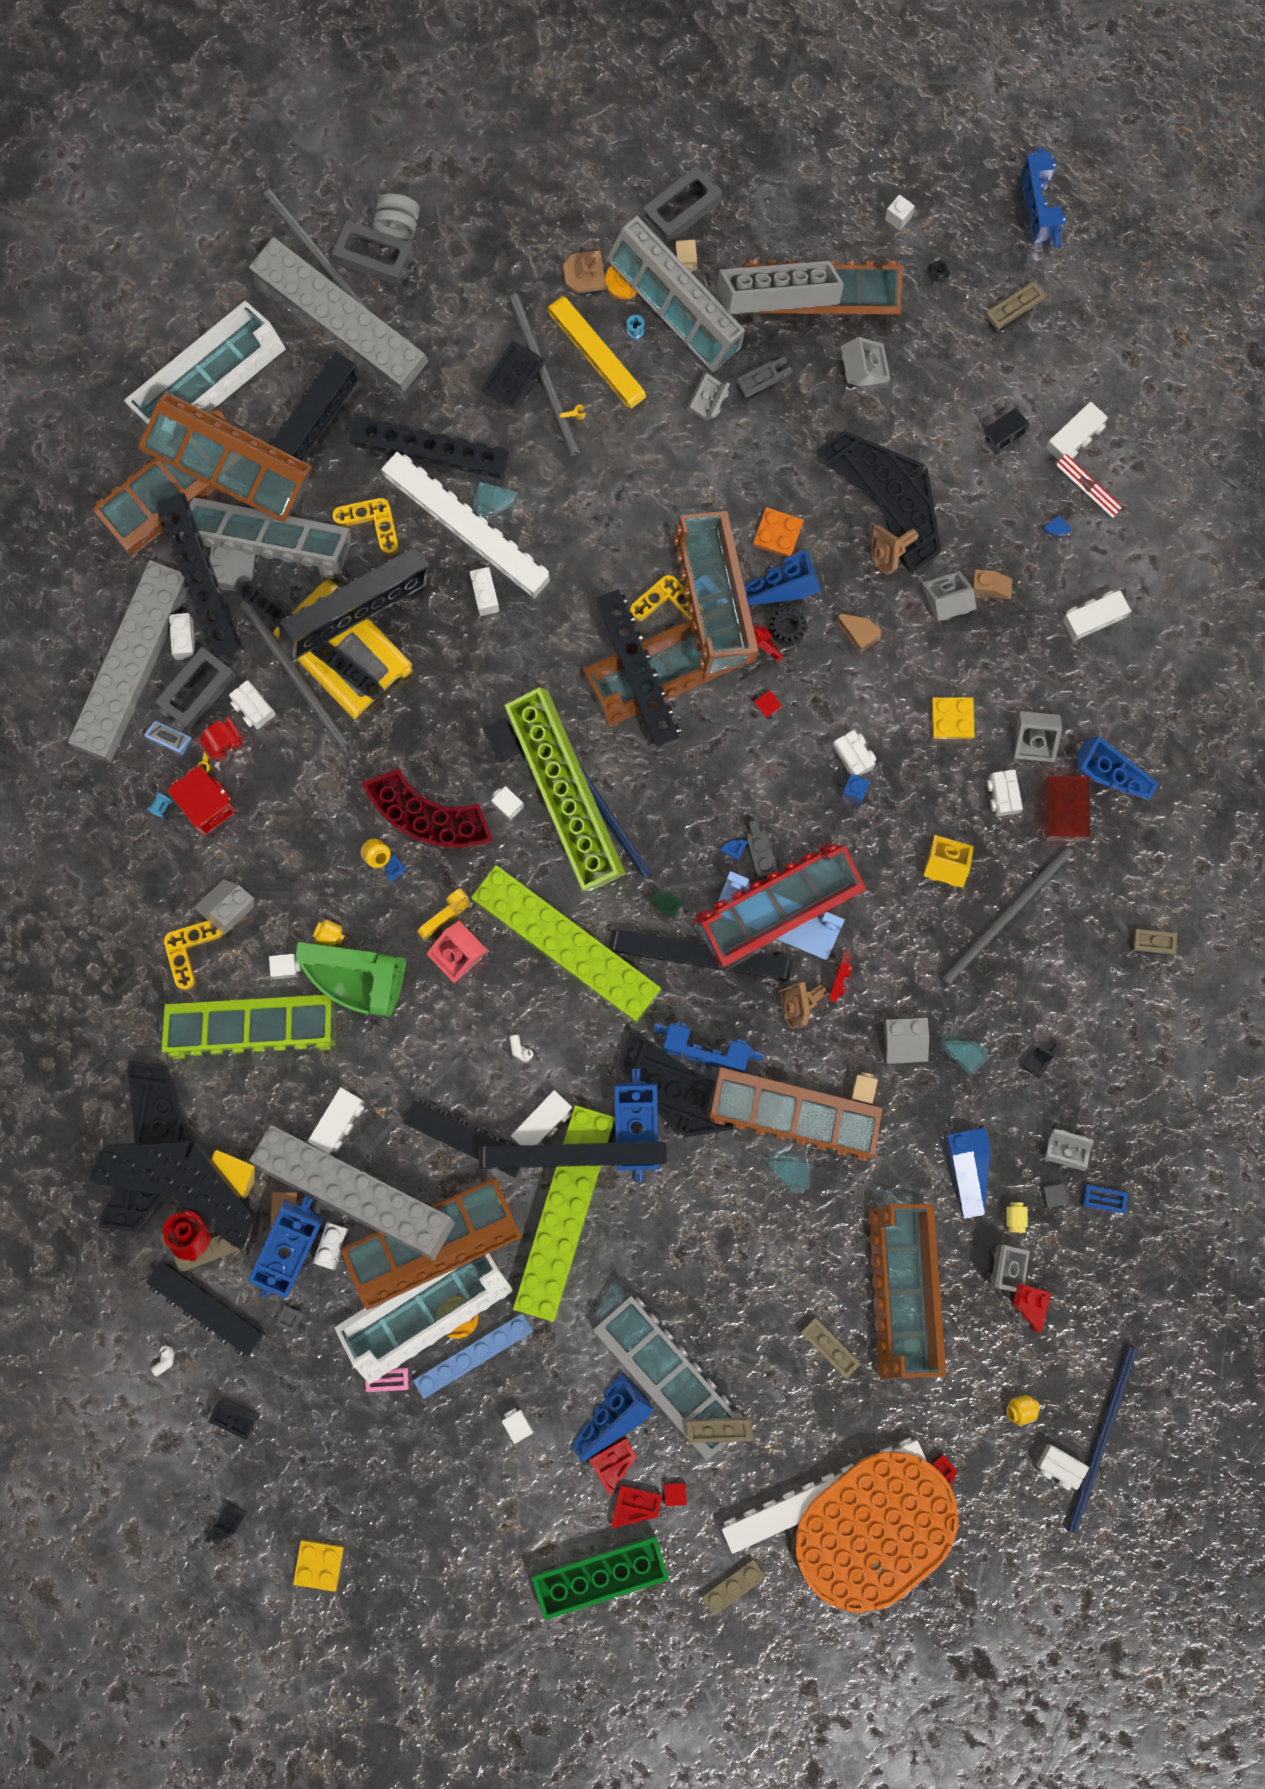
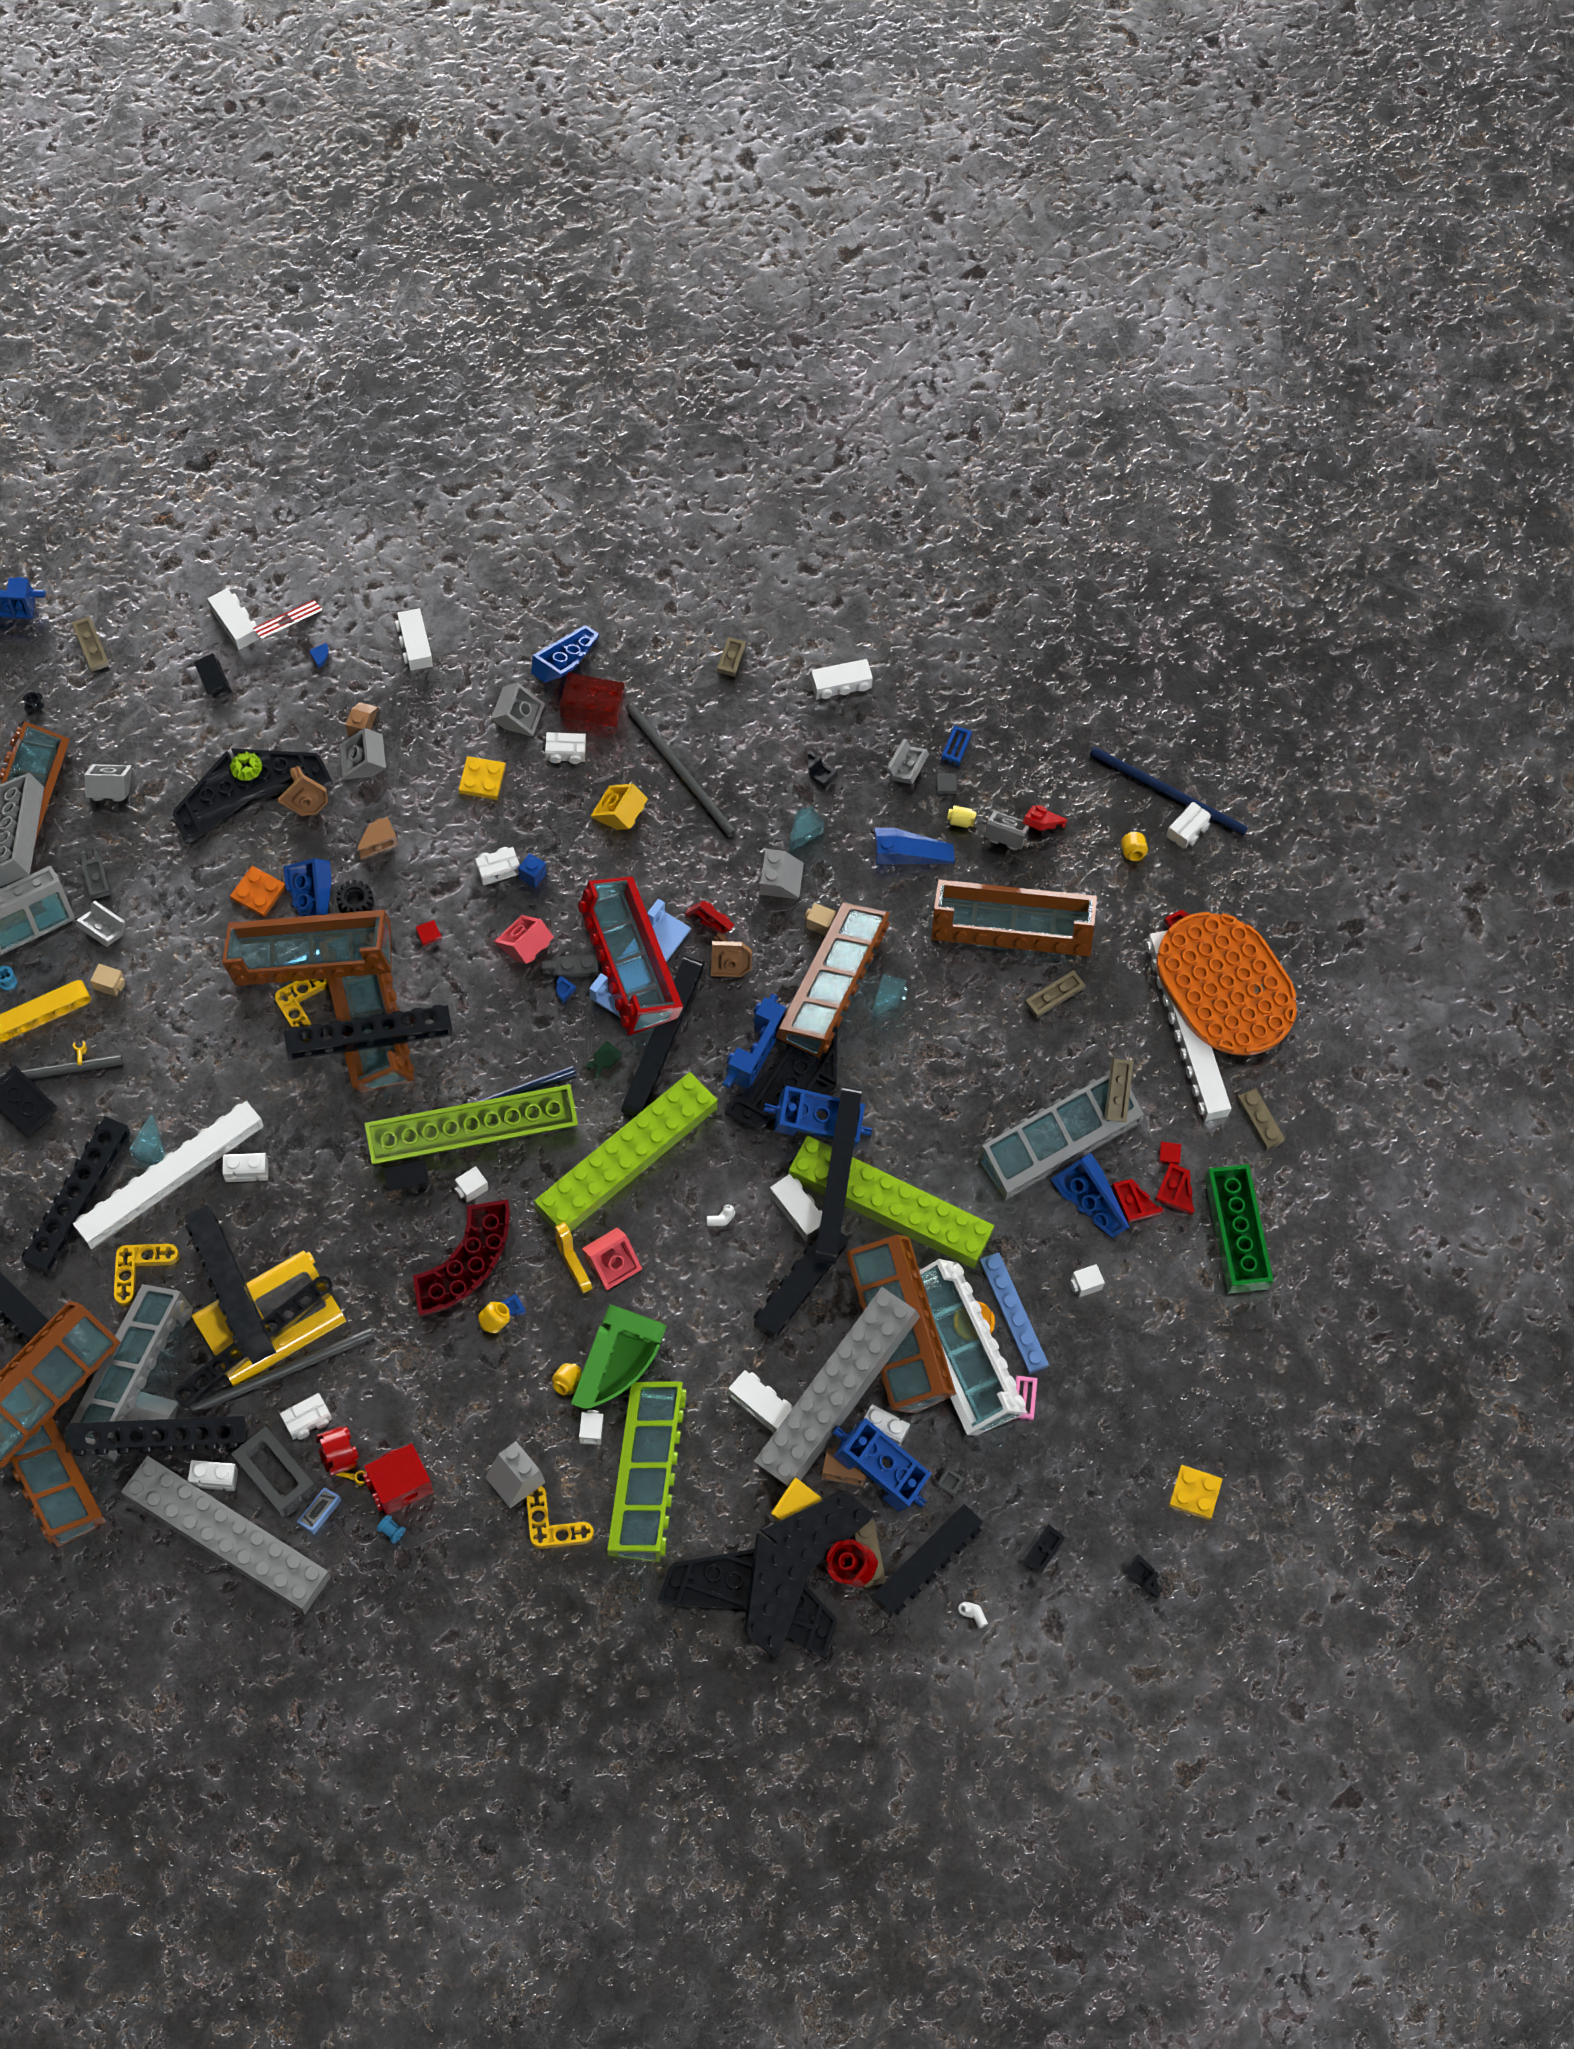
camera: 85 degrees left, 15 degrees down
(652, 418) = (107, 980): none -> tan brick
(778, 797) = (524, 939): none -> coral slope
(914, 493) = (246, 773): none -> lime gear
(1154, 1063) = (841, 679): none -> white brick

